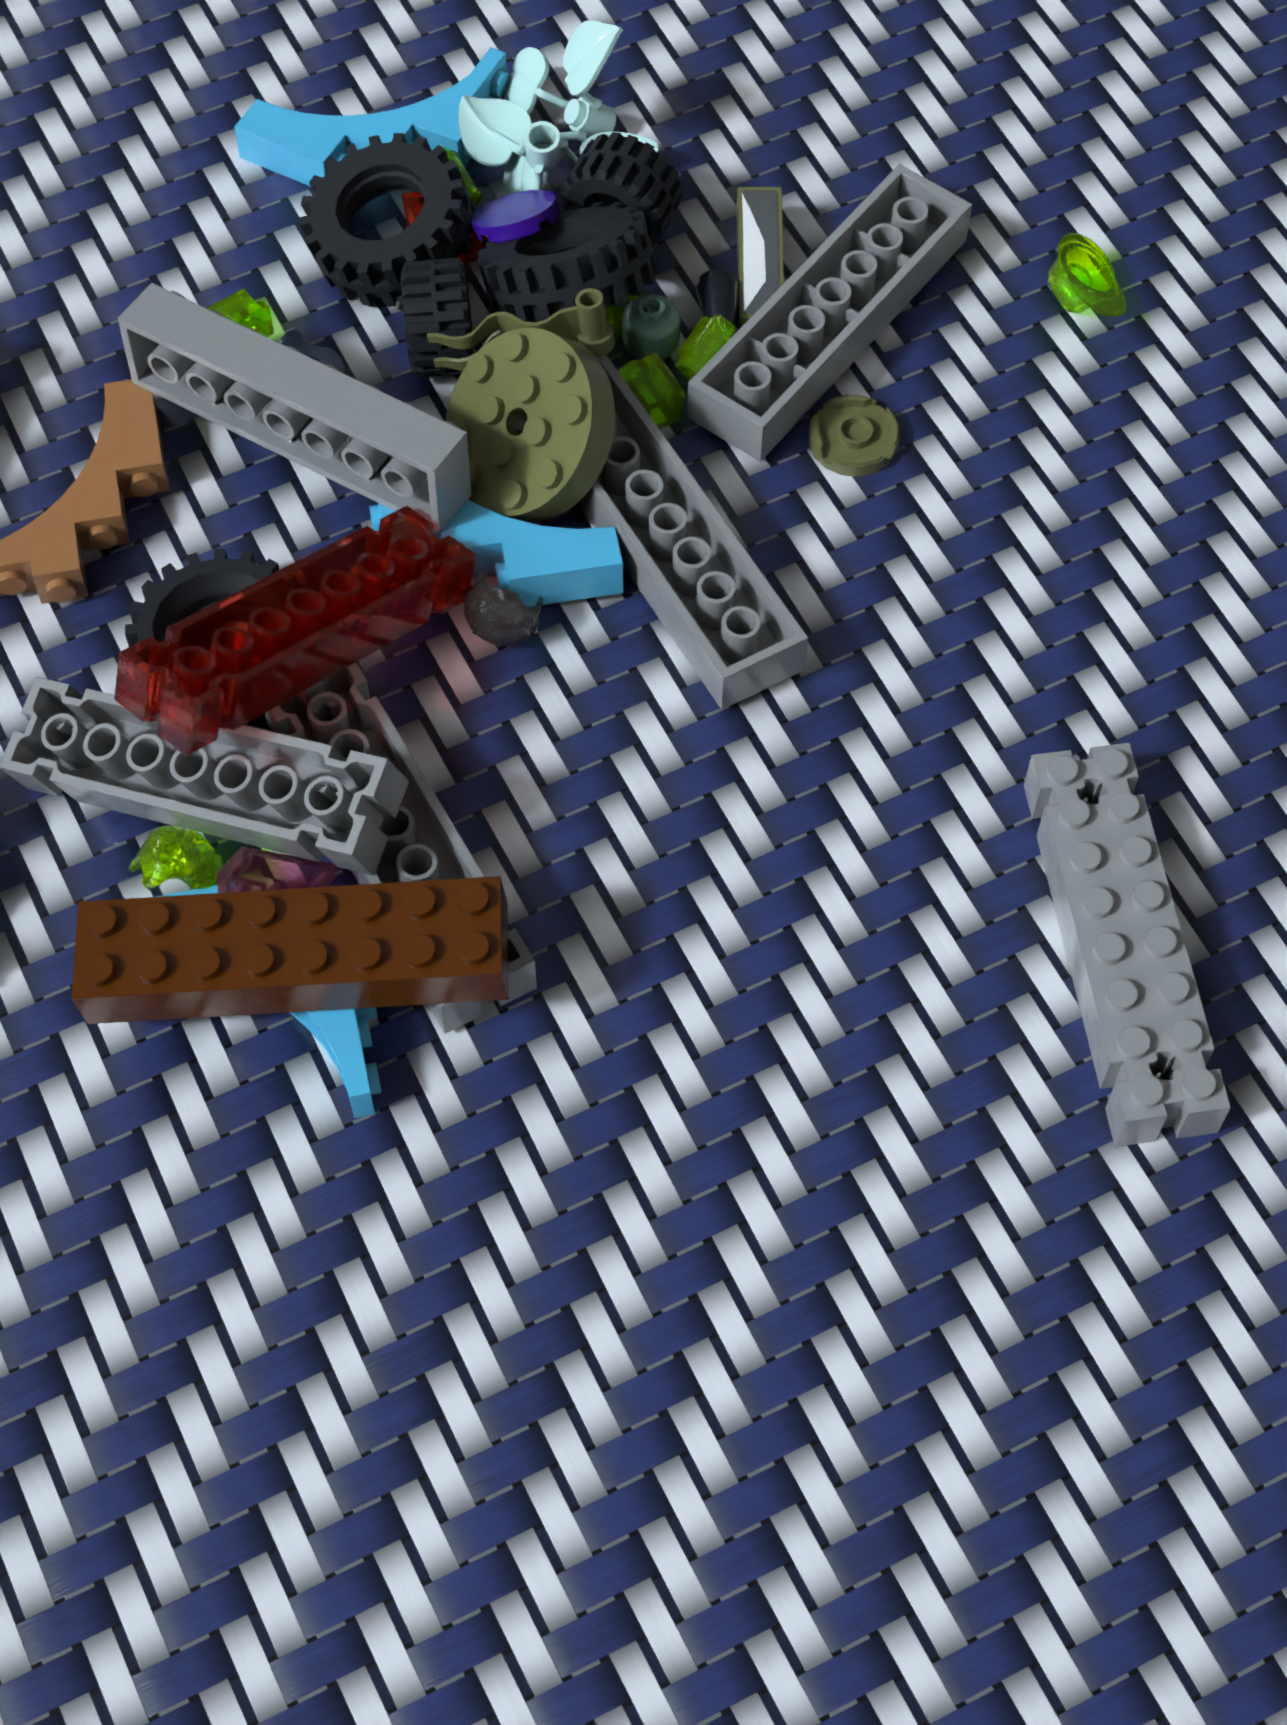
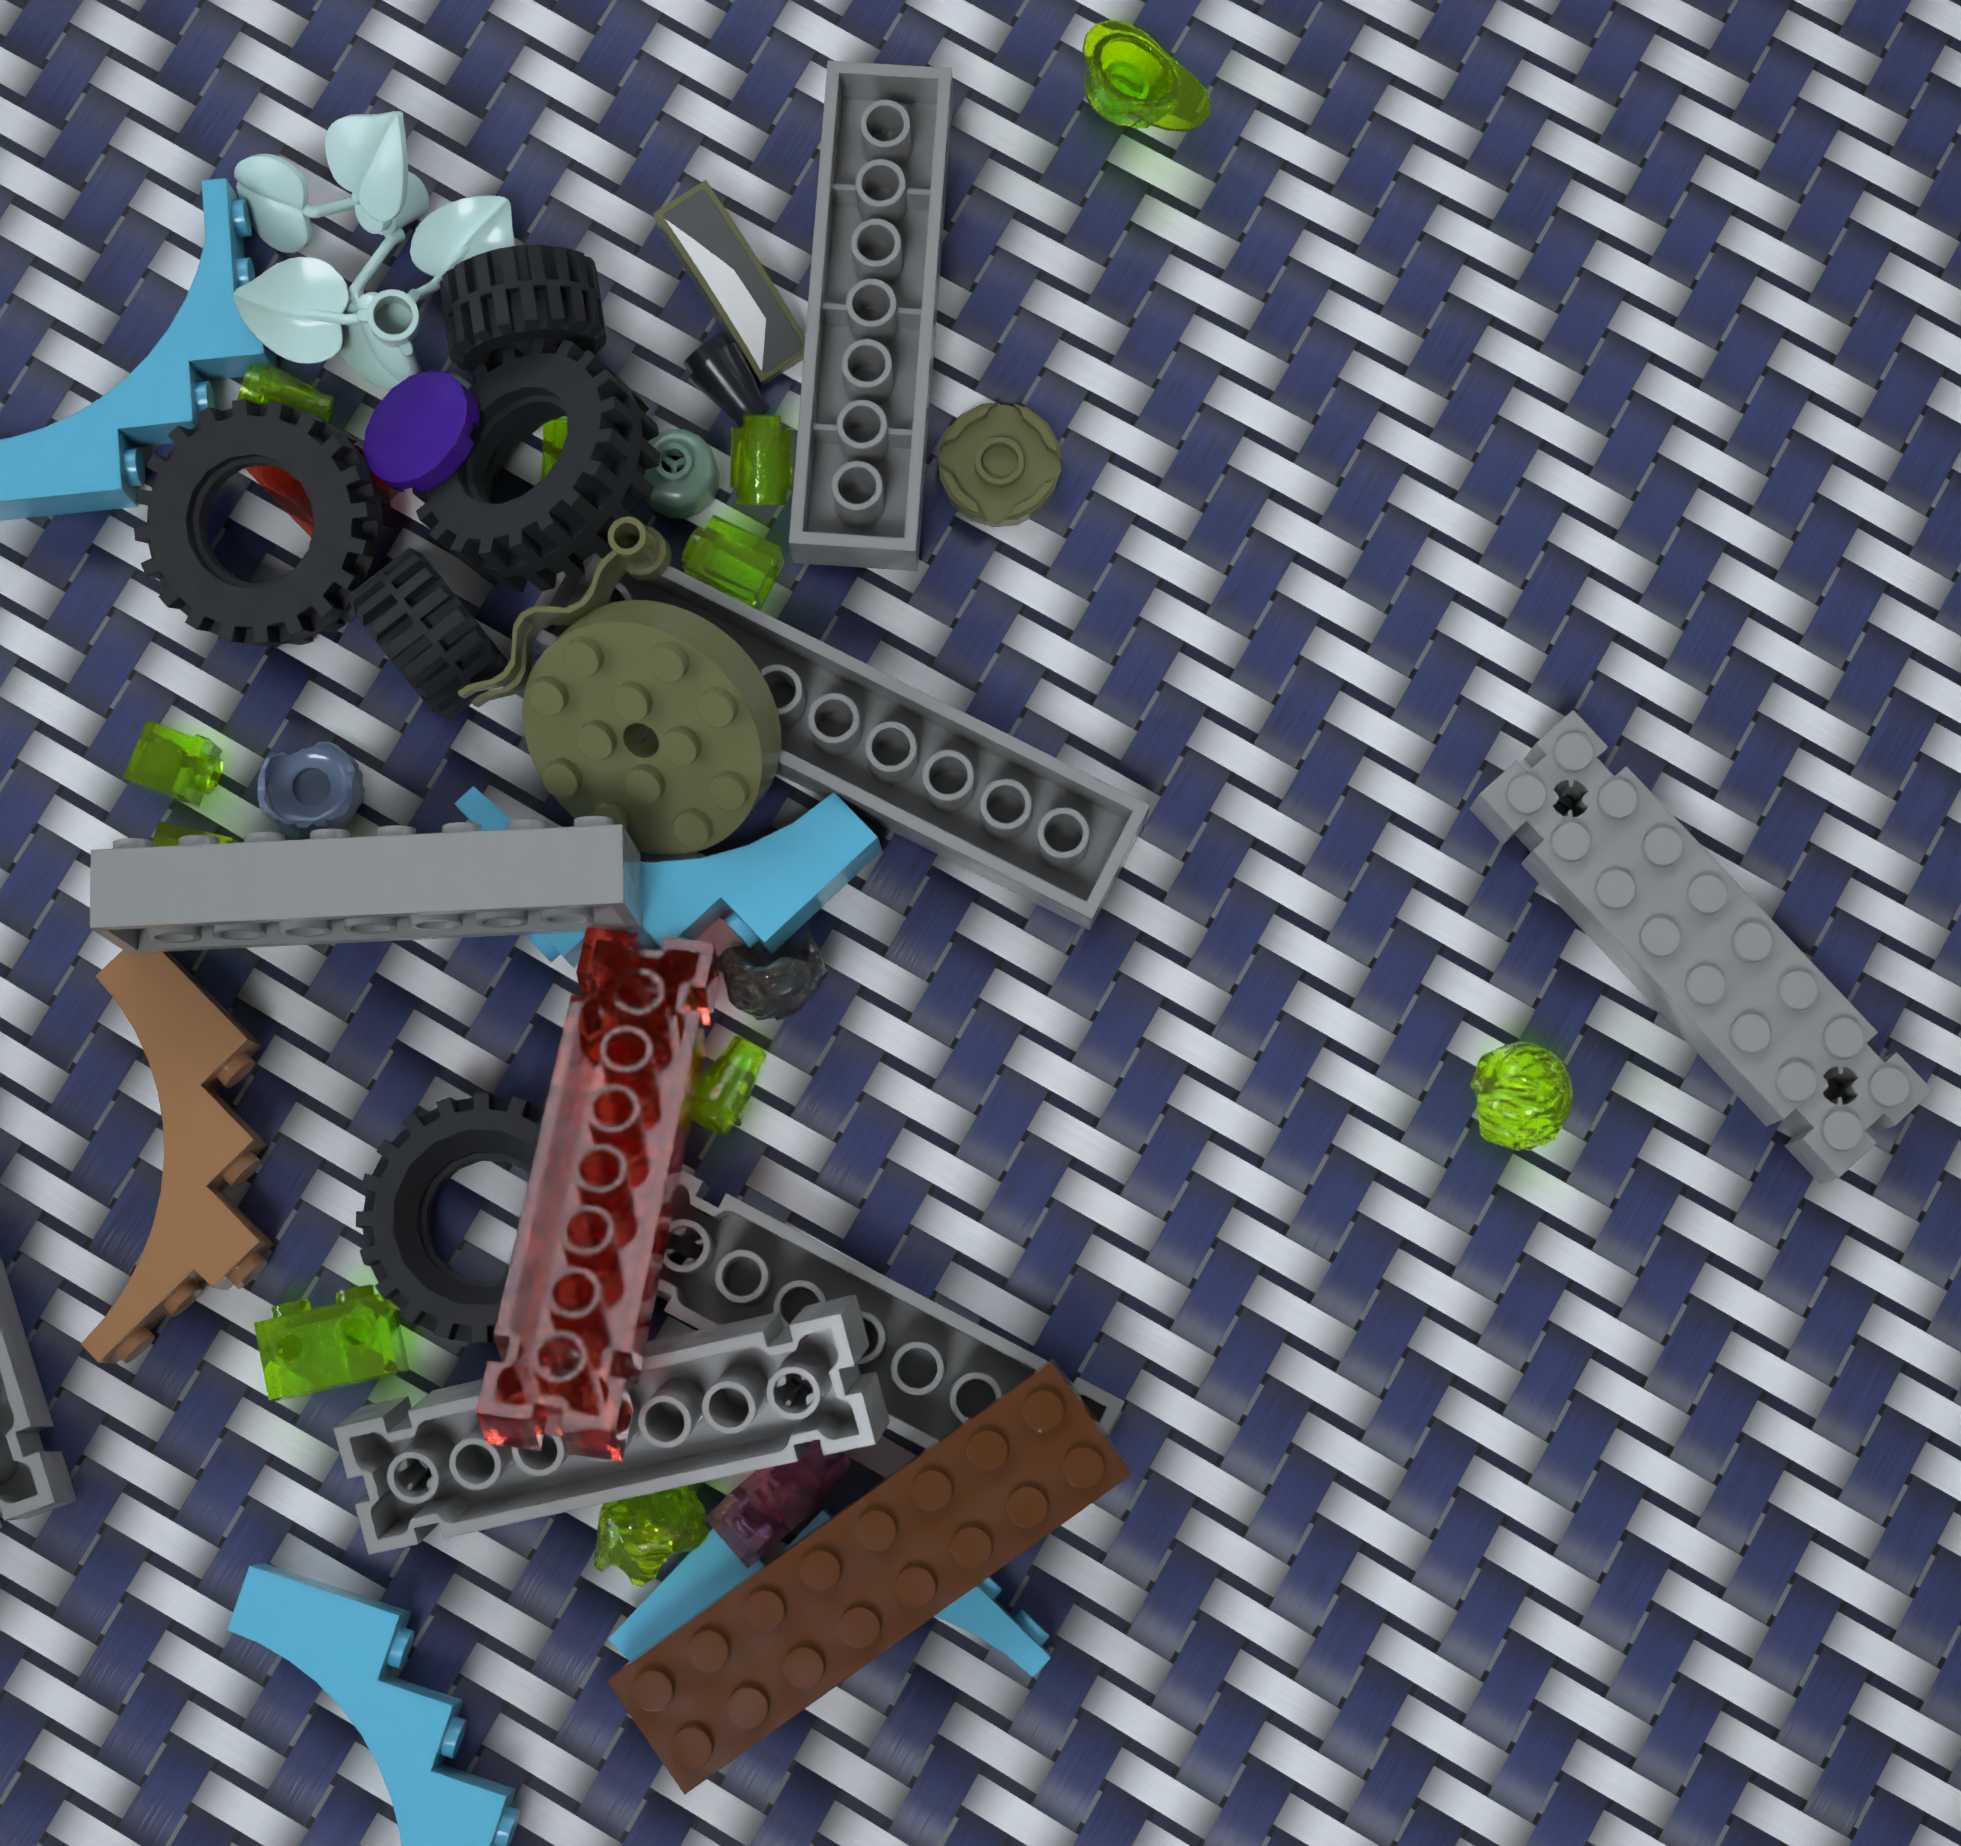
camera: 30 degrees left, 20 degrees up
(70, 652) = (330, 1345): none -> clear neon green brick
(423, 661) = (727, 1087): none -> clear neon green cone
(940, 958) = (1521, 1095): none -> clear neon green hair

